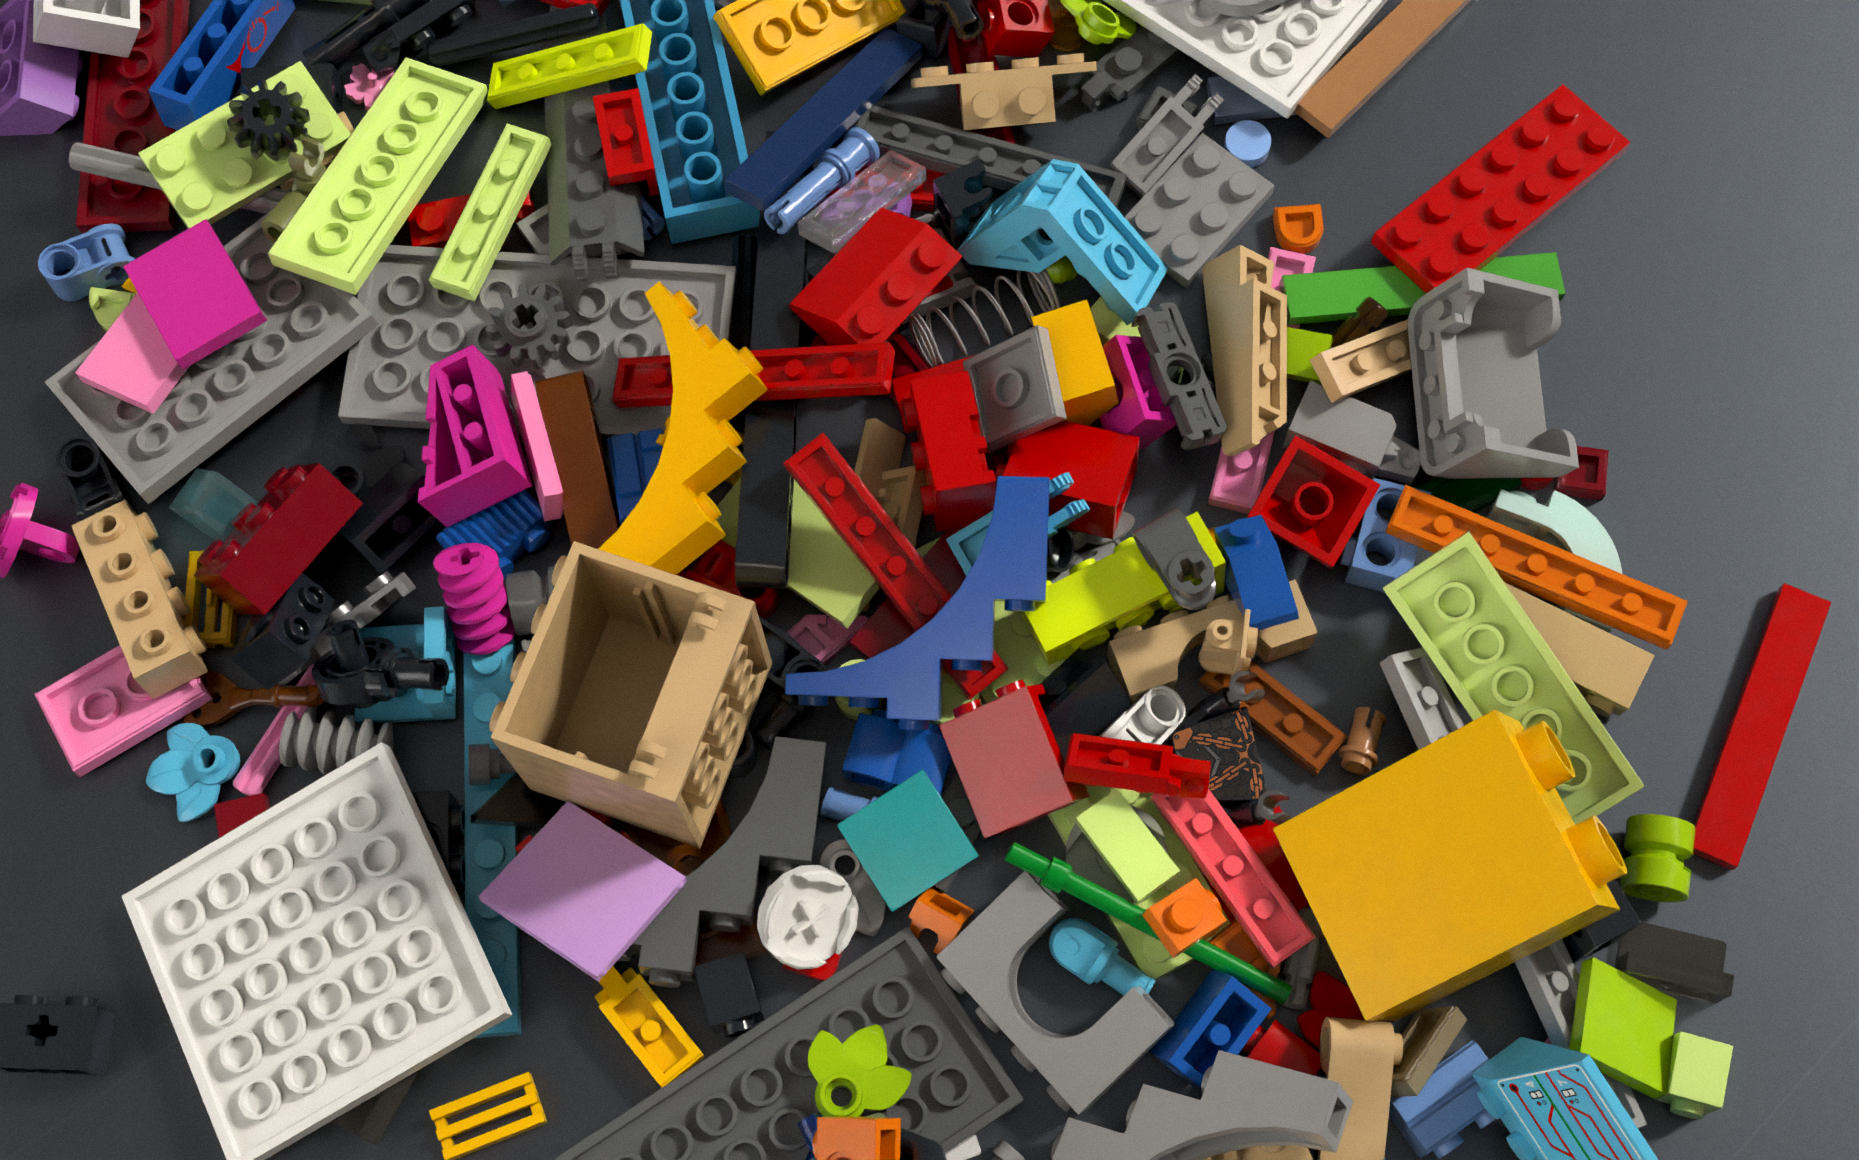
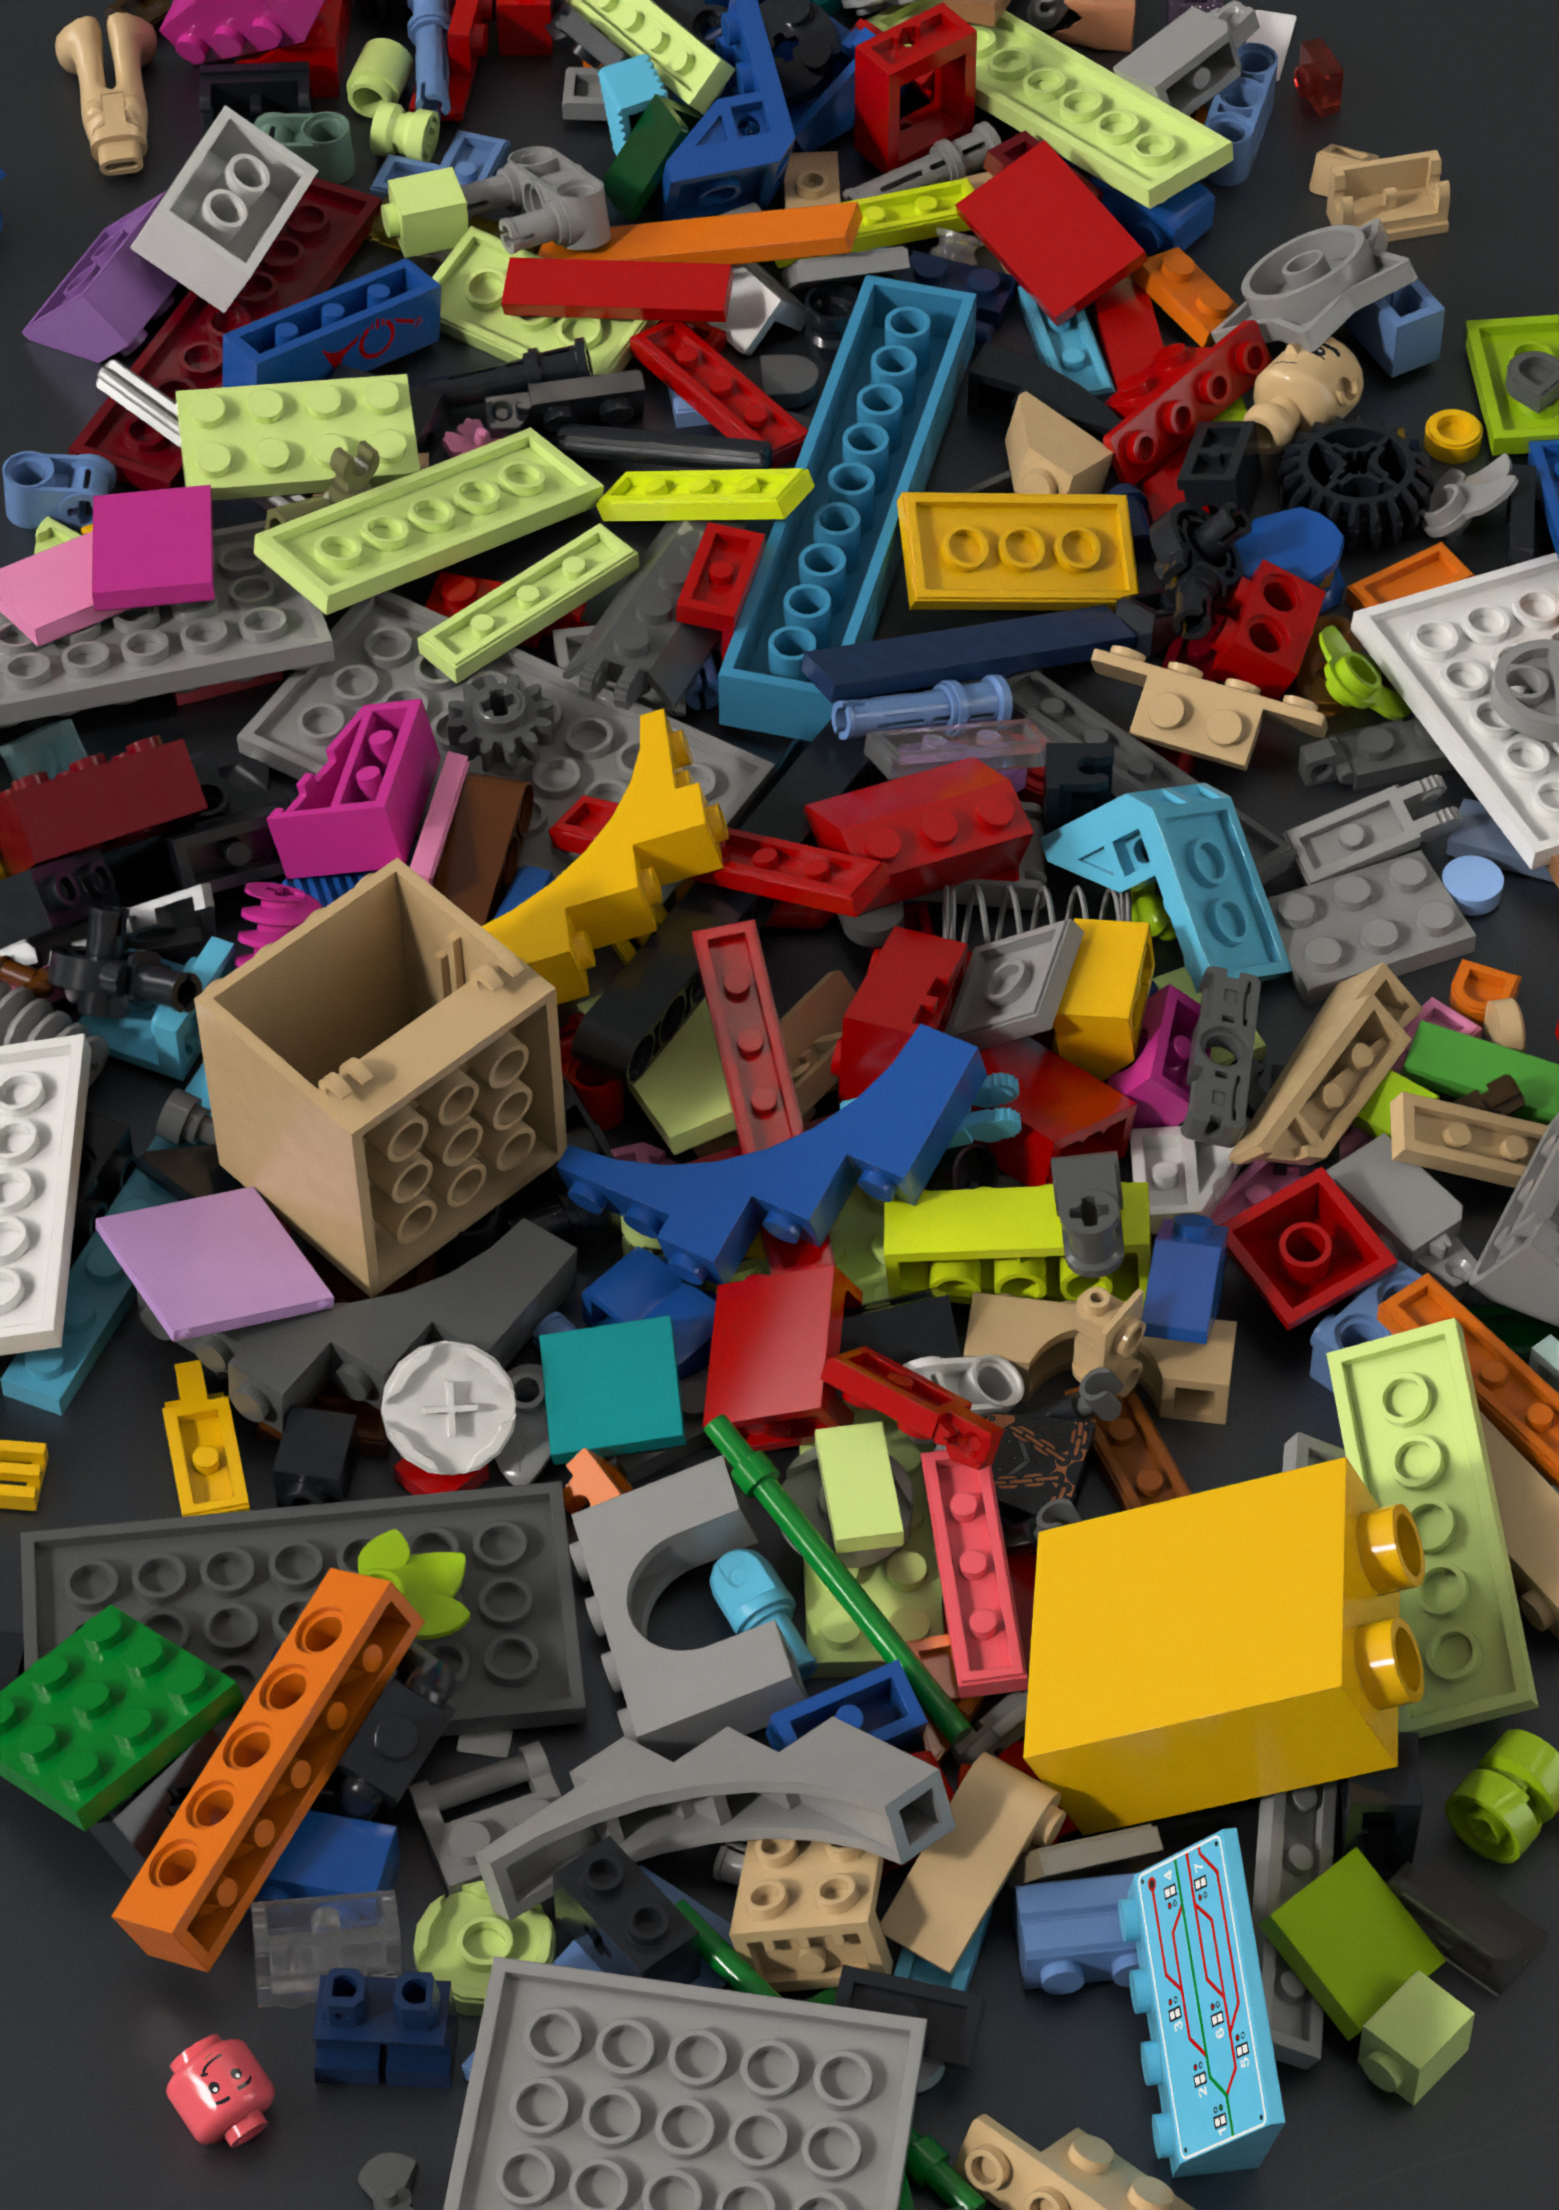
camera: 25 degrees right, 20 degrees down
(249, 120) = (334, 407): black gear -> none
(1182, 476) = (1180, 1172): none -> white wing
(1185, 917) = (883, 1585): orange bracket -> none
(1334, 252) = (1505, 1024): none -> tan tile

